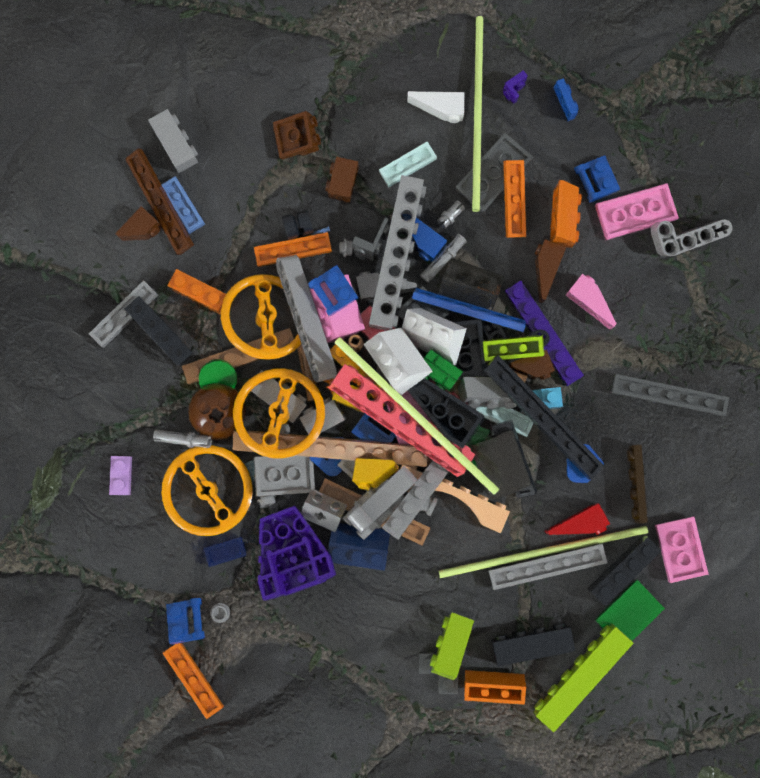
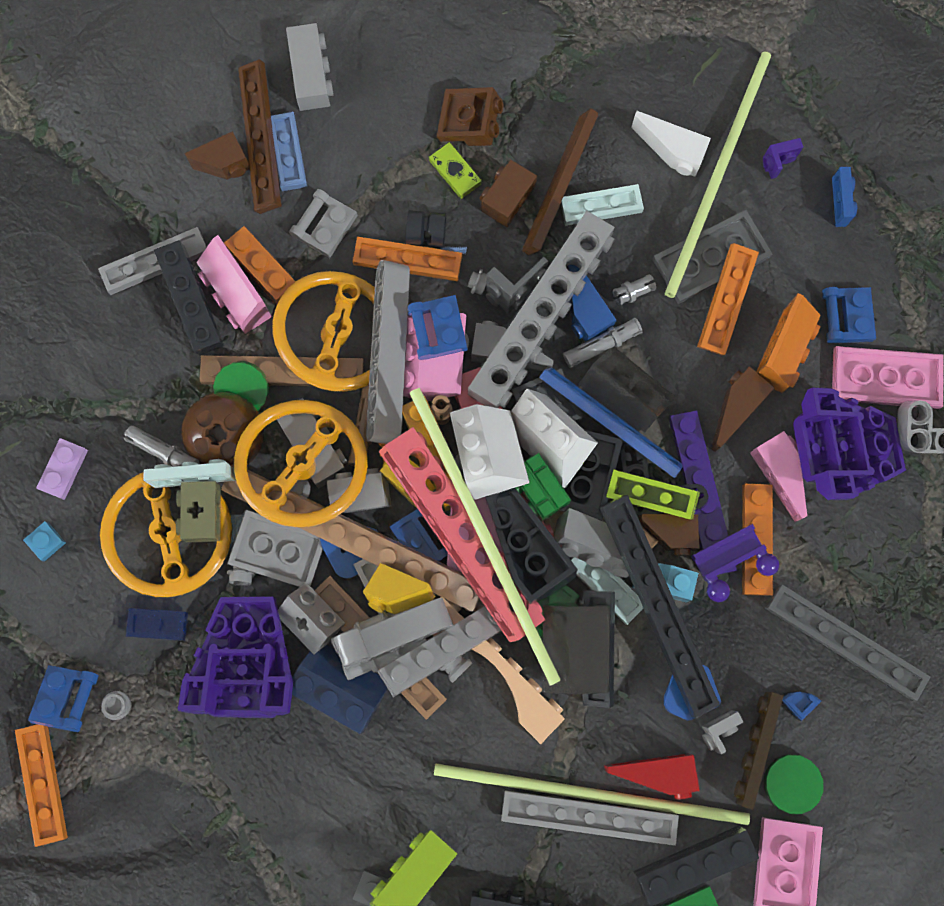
camera: 20 degrees right, 5 degrees down
(129, 526) = (44, 541): none -> dark azure plate
(184, 313) = (231, 287): none -> bright pink slope
(209, 447) = (169, 476): none -> light aqua plate
(227, 459) = (207, 525): none -> olive brick
(232, 248) = (331, 226): none -> light grey plate
(300, 176) = (455, 170): none -> lime tile
(374, 159) = (560, 182): none -> reddish brown tile
(574, 368) = (728, 554): none -> dark purple gear
(590, 350) = (757, 510): none -> orange plate
(609, 478) = (723, 725): none -> light grey bracket
(625, 268) = (845, 445): none -> dark purple wedge
(653, 445) = (800, 703): none -> blue tile
(667, 497) = (793, 784): none -> green tile

